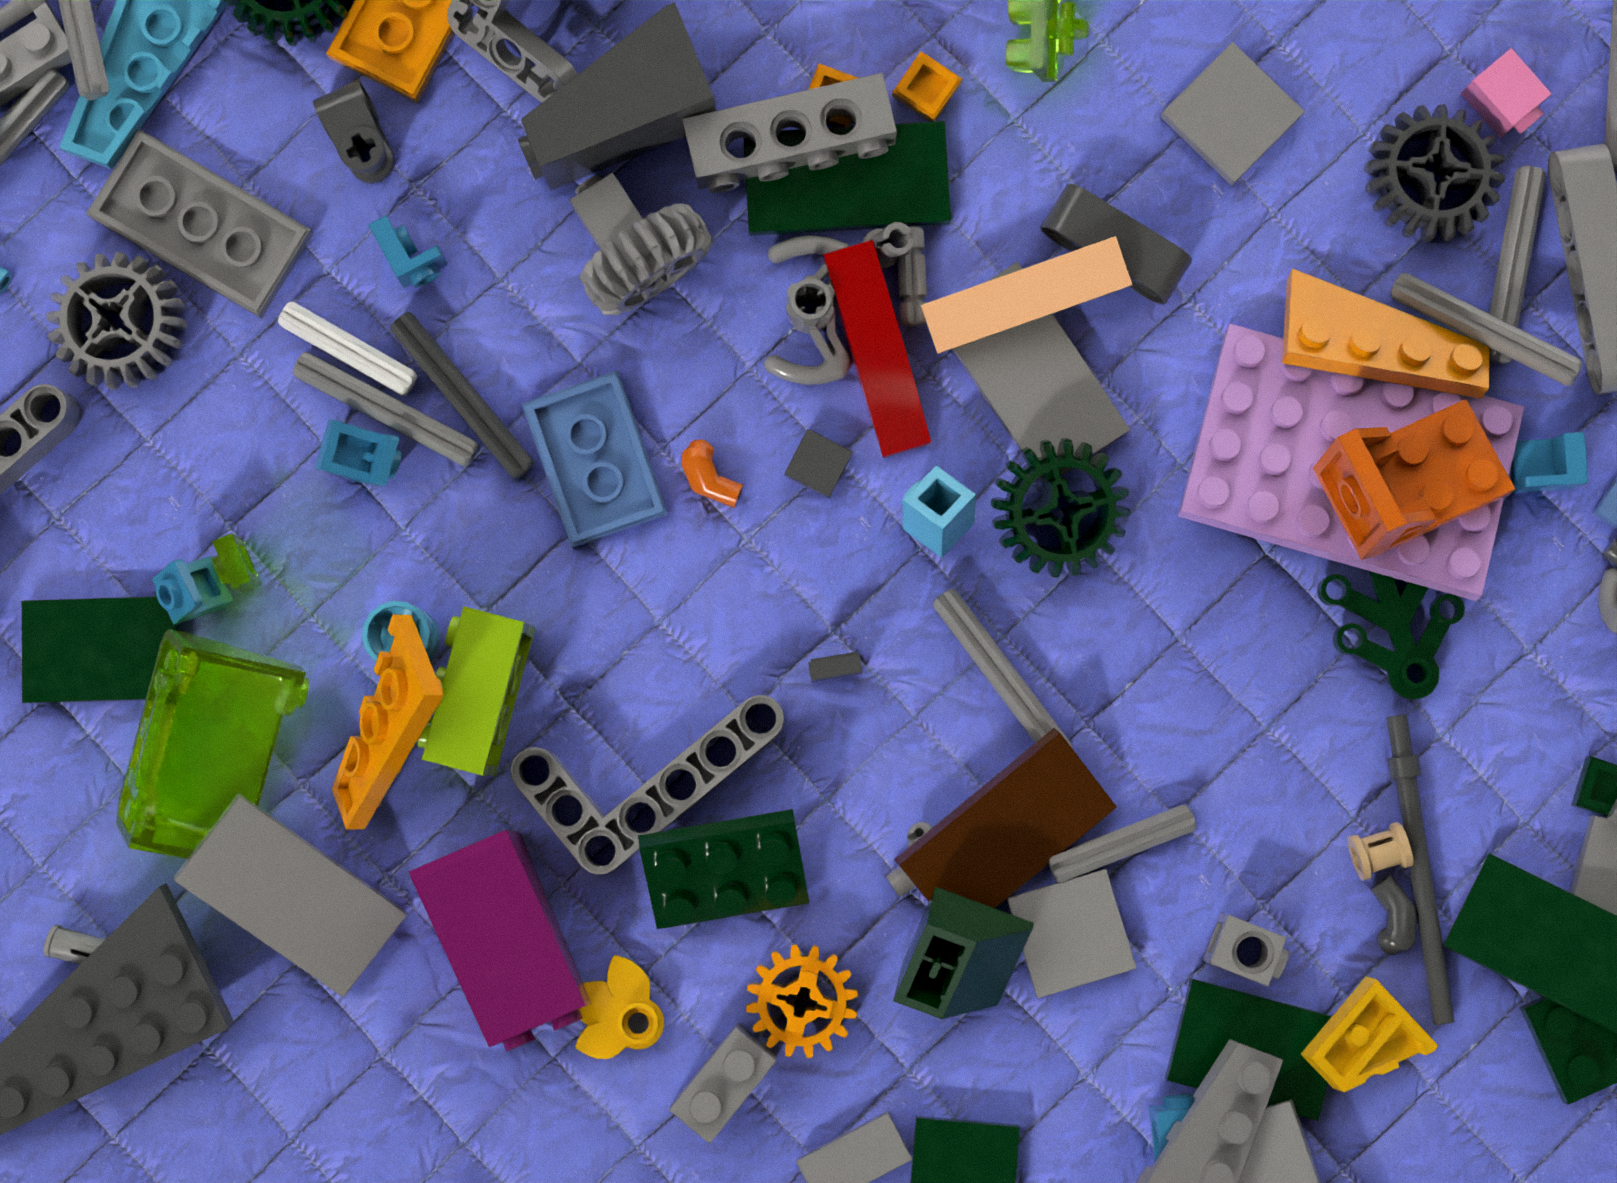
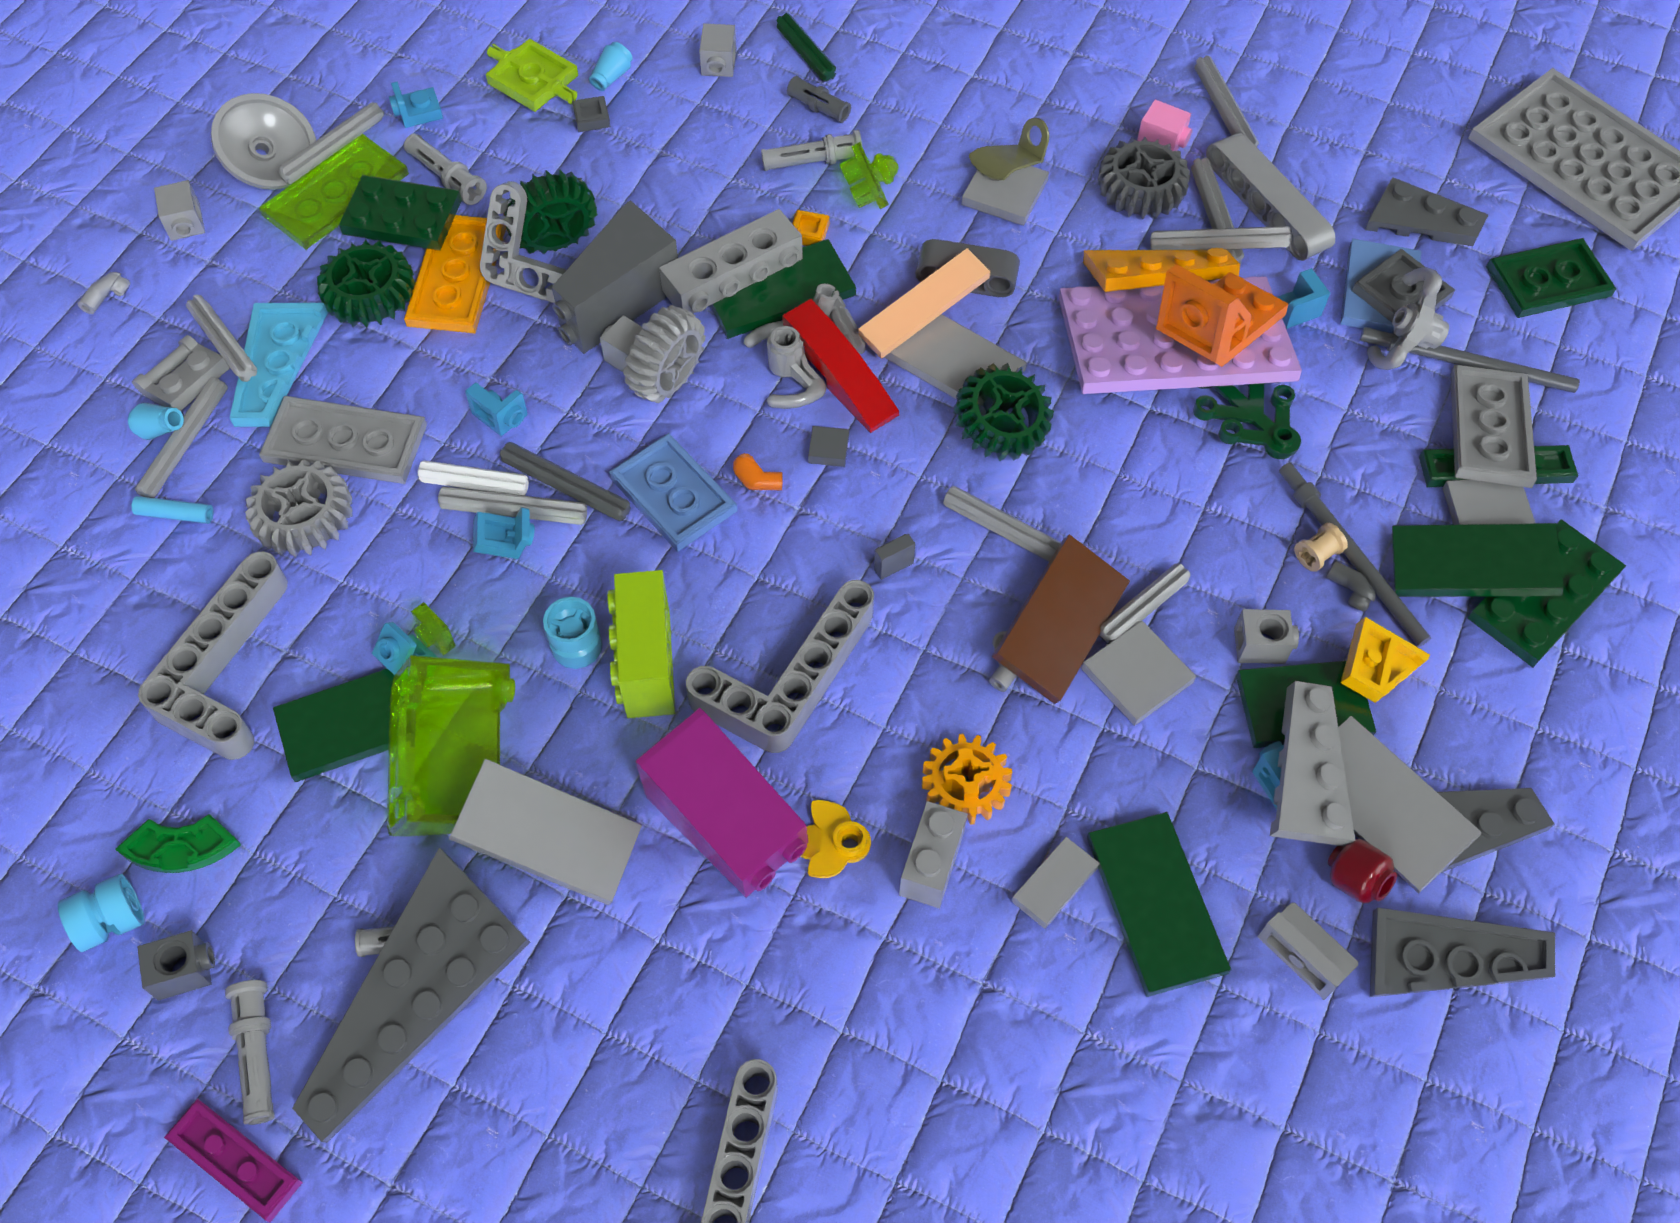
camera: 25 degrees left, 25 degrees down
(353, 127) = (438, 353): dark grey piece -> none
(388, 724) = (584, 679): light orange wing -> none
(724, 869) = (871, 705): dark green plate -> none
(938, 511) = (923, 437): medium azure brick -> none
(960, 956) = (1069, 700): dark green slope -> none
(1259, 66) = (1002, 160): none -> olive piece

